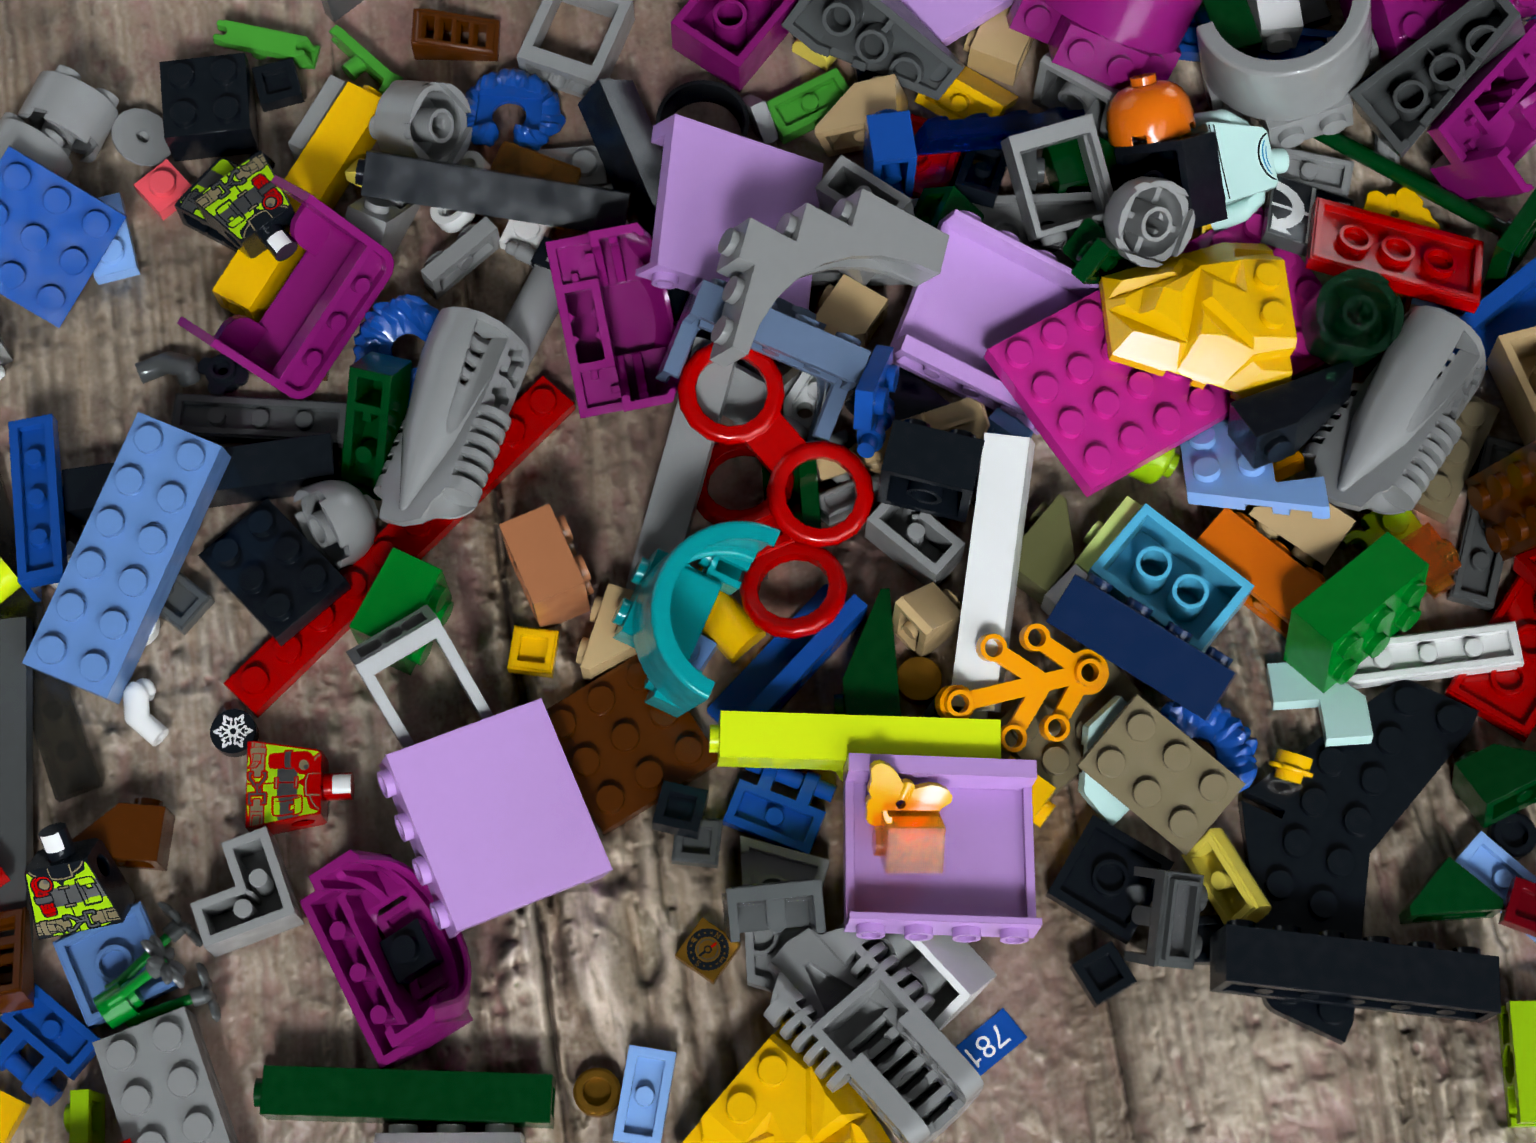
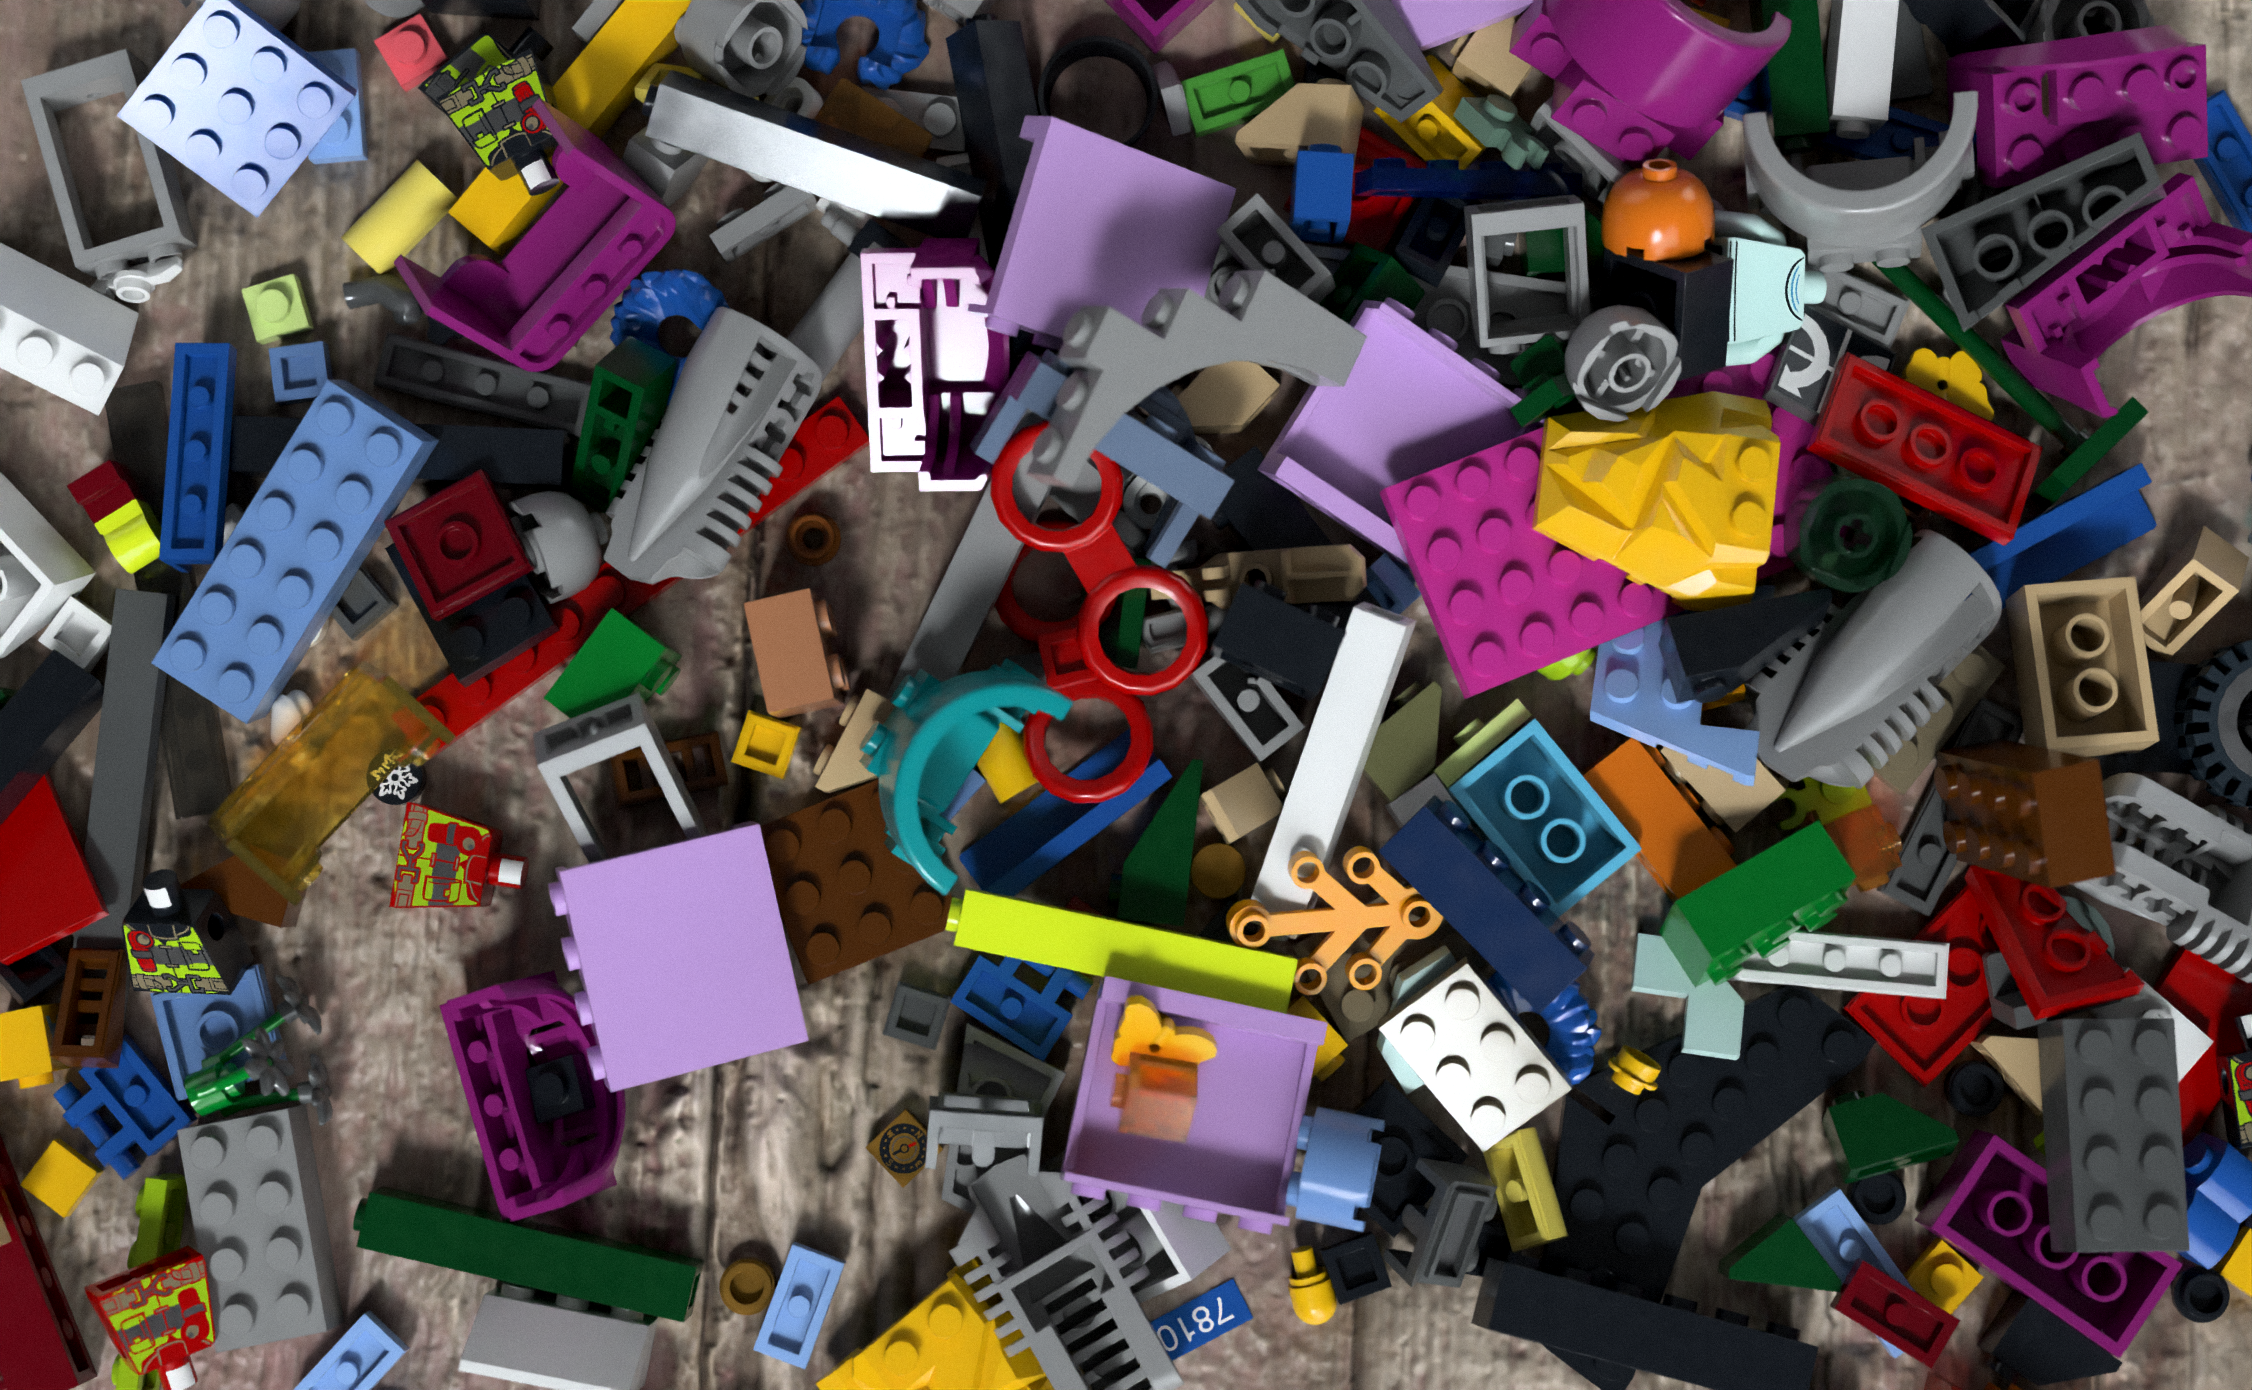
camera: 15 degrees right, 15 degrees up
(84, 393) = (277, 309): none -> yellowish green plate
(107, 433) = (299, 371): none -> medium blue plate
(182, 294) = (400, 218): none -> light yellow brick
(182, 722) = (323, 775): none -> clear yellow windscreen
(257, 905) = (398, 986): light grey brick -> none
(260, 531) = (459, 545): none -> dark red plate
(443, 706) = (714, 762): none -> reddish brown slope
(542, 474) = (801, 526): none -> dark orange plate
(680, 810) = (901, 982): black plate -> none
(872, 404) = (1230, 536): blue plate -> none
(1010, 86) = (1497, 125): none -> sand green plate
(1070, 1000) = (1310, 1288): none -> yellow cylinder
(1072, 881) = (1336, 1168): none -> medium blue brick

